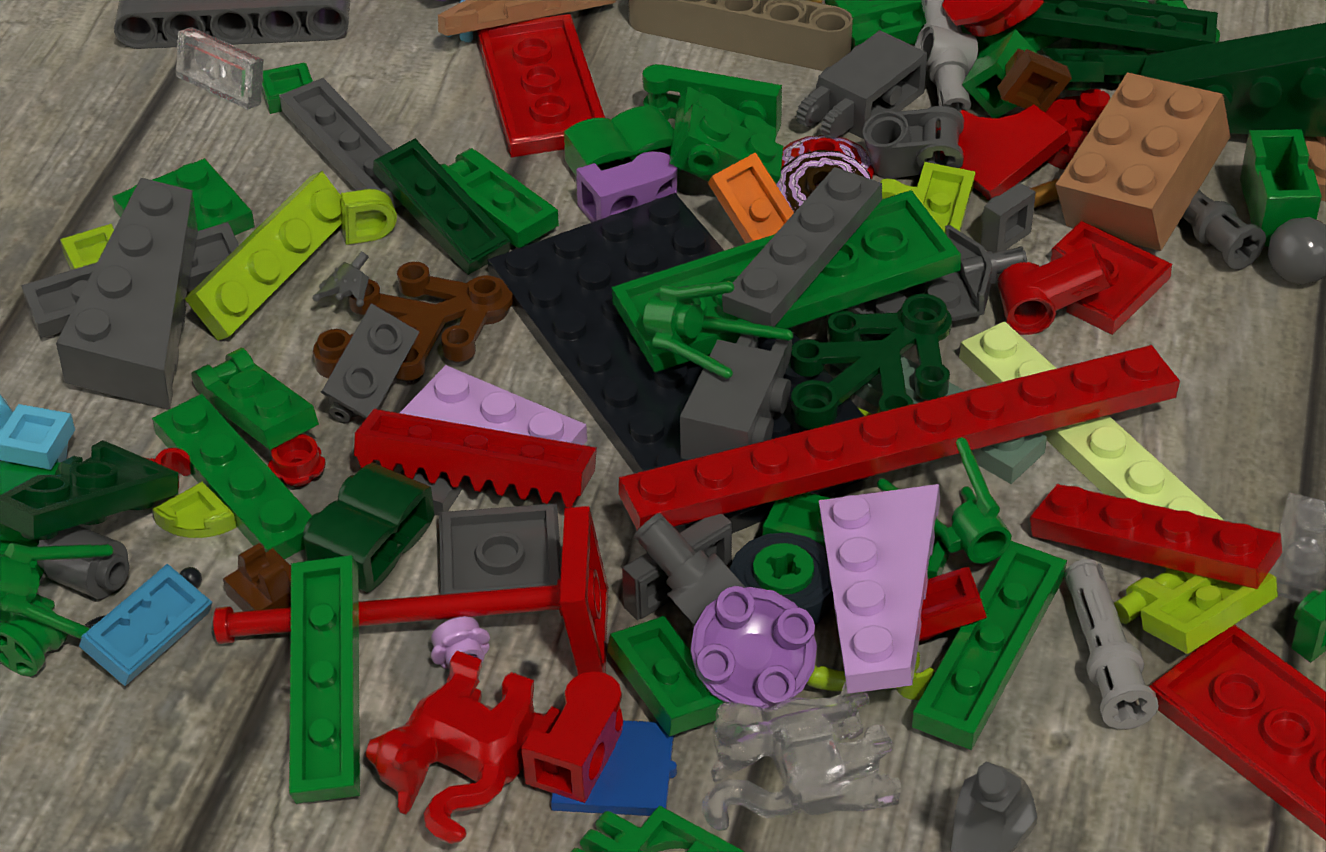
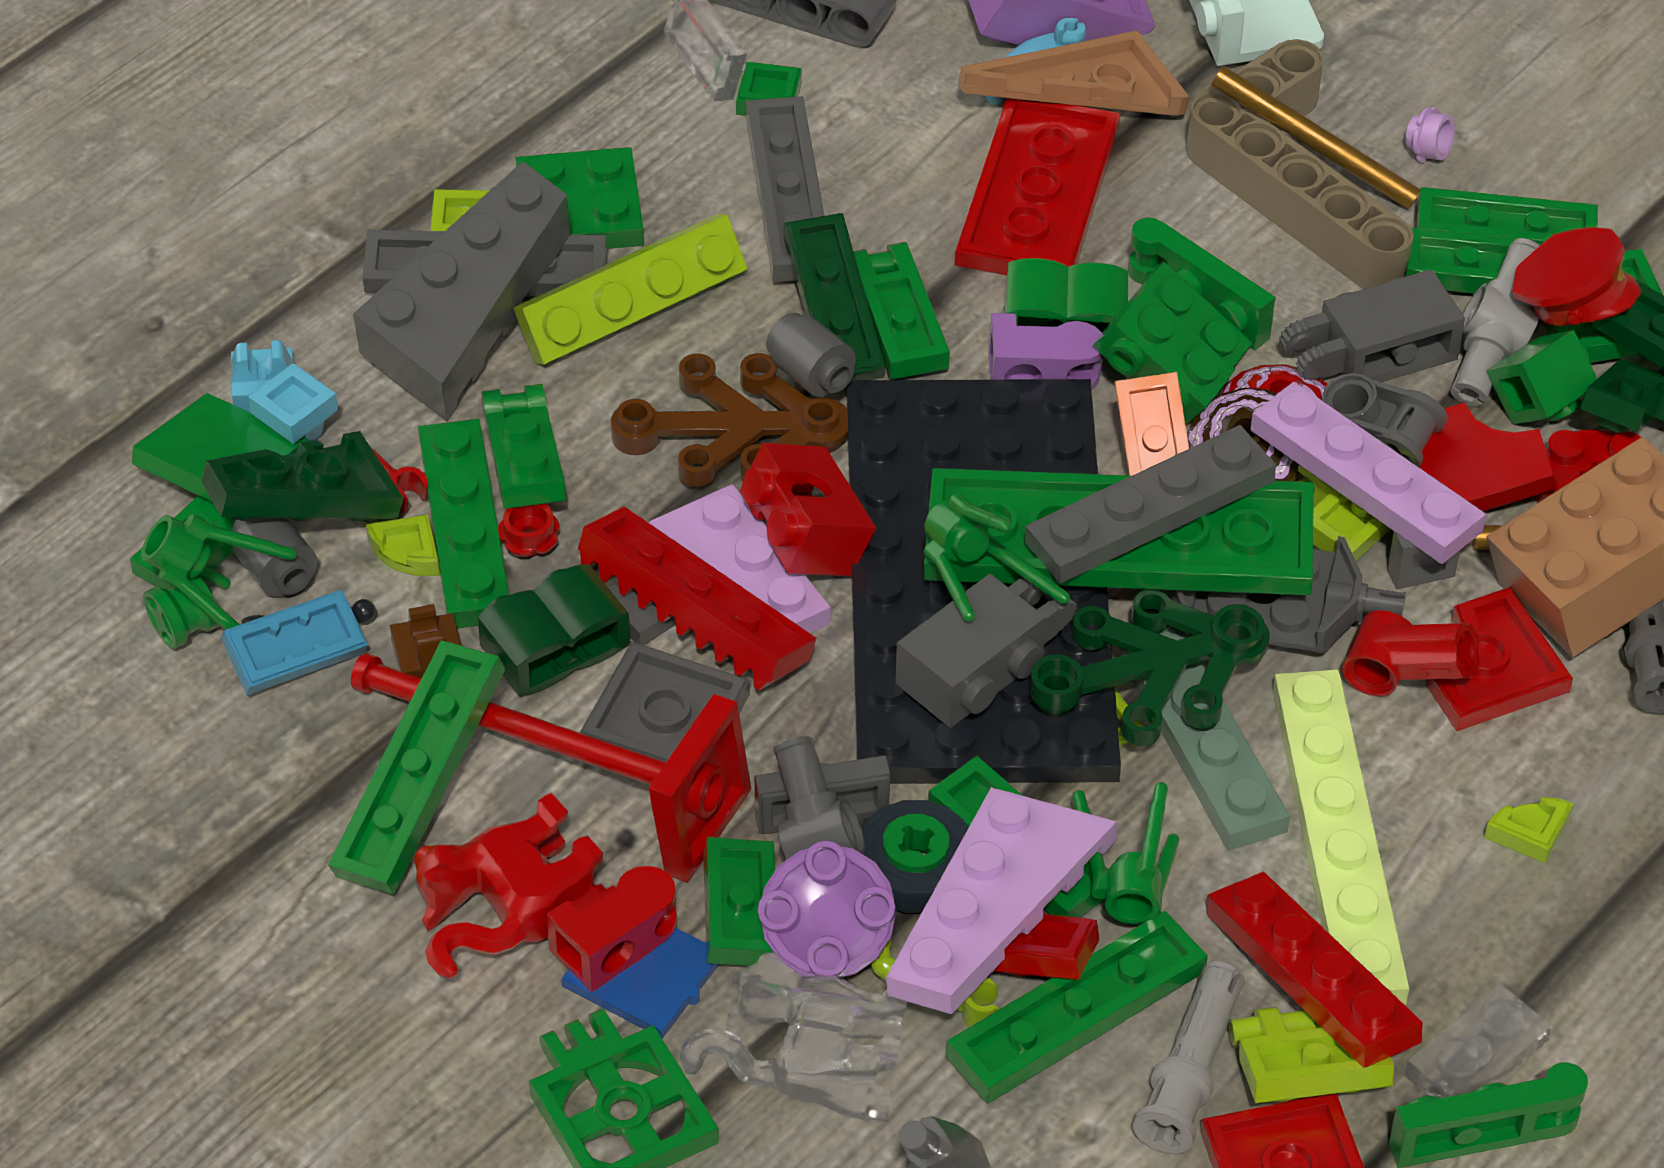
camera: 25 degrees right, 5 degrees up
(346, 281) = (684, 351): dark grey piece -> none
(366, 215) = (754, 280): lime tile -> none
(368, 364) = (650, 453): dark grey hinge -> none
(453, 246) = (811, 354): none -> dark grey brick
(458, 635) = (571, 783): lavender plate -> none
(538, 372) = (803, 529): none -> red brick
(897, 438) = (1129, 756): red plate -> none
(943, 172) = (1368, 472): none -> lavender plate
(1033, 80) = (1550, 401): reddish brown tile -> none
(1219, 377) = (1530, 827): none -> lime tile

